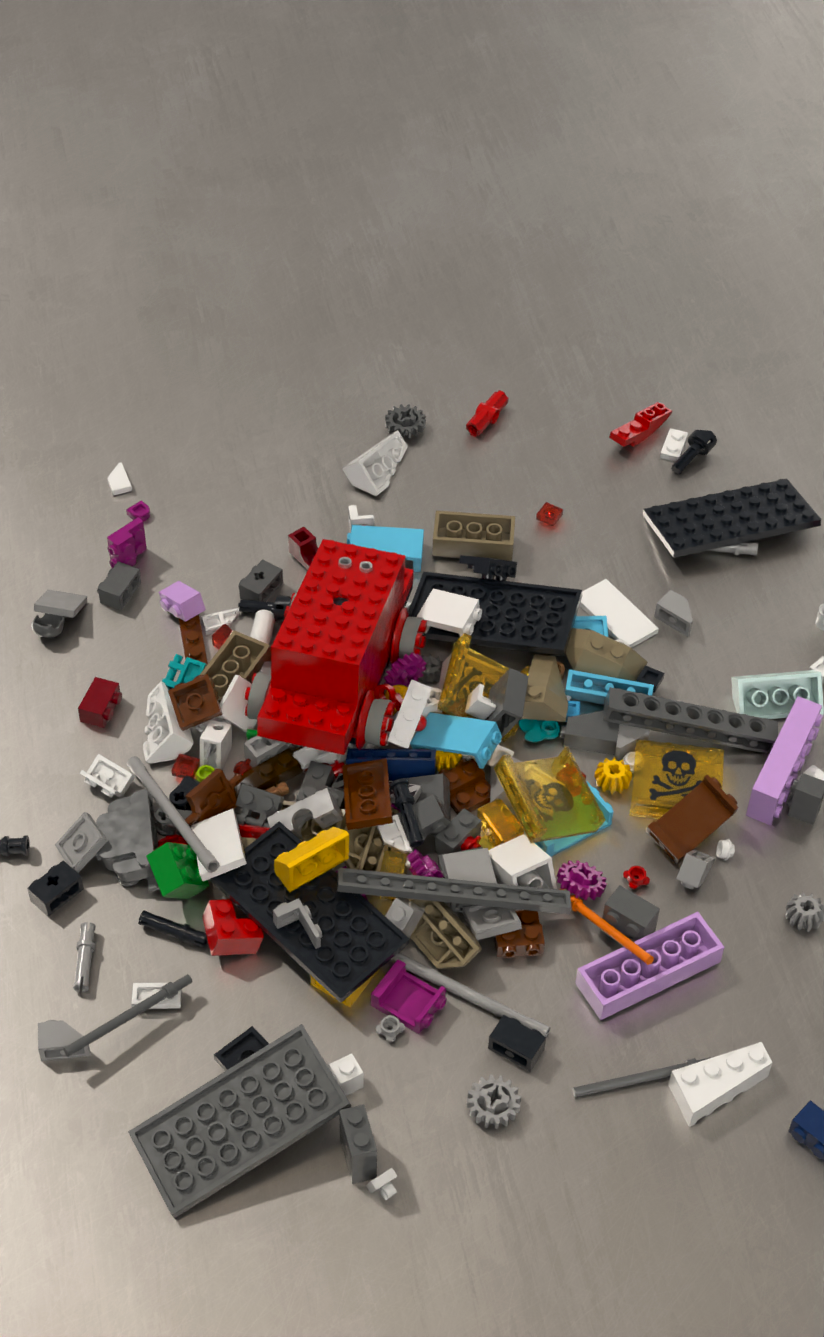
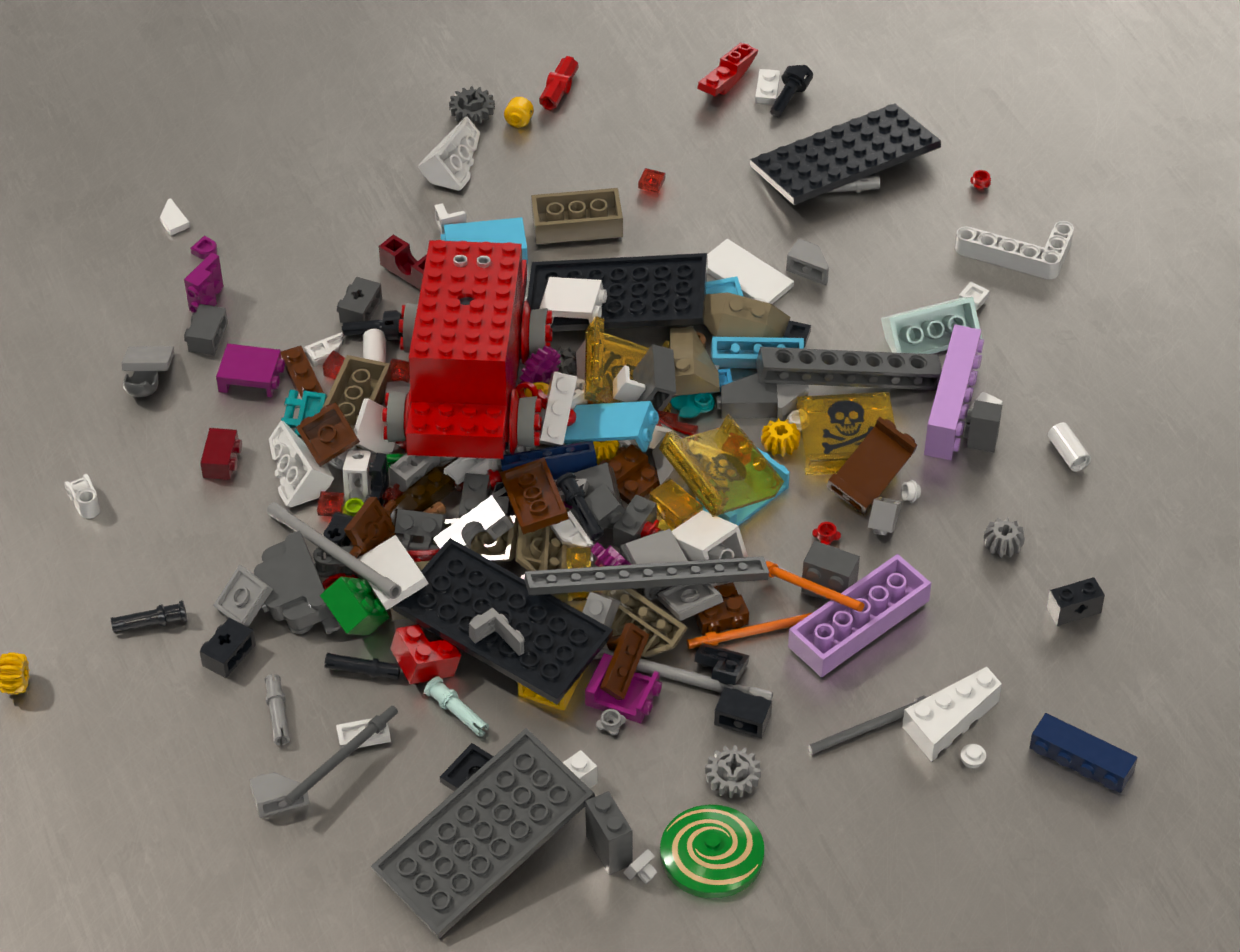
camera: 10 degrees left, 0 degrees up
(109, 776) = (251, 526): white bracket -> none
(147, 627) = (250, 368): none -> magenta panel
(181, 601) = (280, 333): lavender brick -> none
(234, 752) = (380, 478): none -> black plate
(243, 977) = (449, 700): none -> light aqua pin
(312, 858) = (496, 566): yellow slope -> none
(415, 970) = (627, 653): none -> reddish brown piece
(445, 433) = (519, 110): none -> yellow head
(455, 1180) = (712, 851): none -> green dish
(490, 567) = (603, 245): black plate -> none
(504, 962) = (714, 638): none -> orange bar
(513, 743) = (670, 421): none -> clear red slope
(513, 989) = (727, 664): none -> black plate
(581, 880) = (772, 545): magenta gear -> none
(731, 1129) = (973, 755): none -> white plate

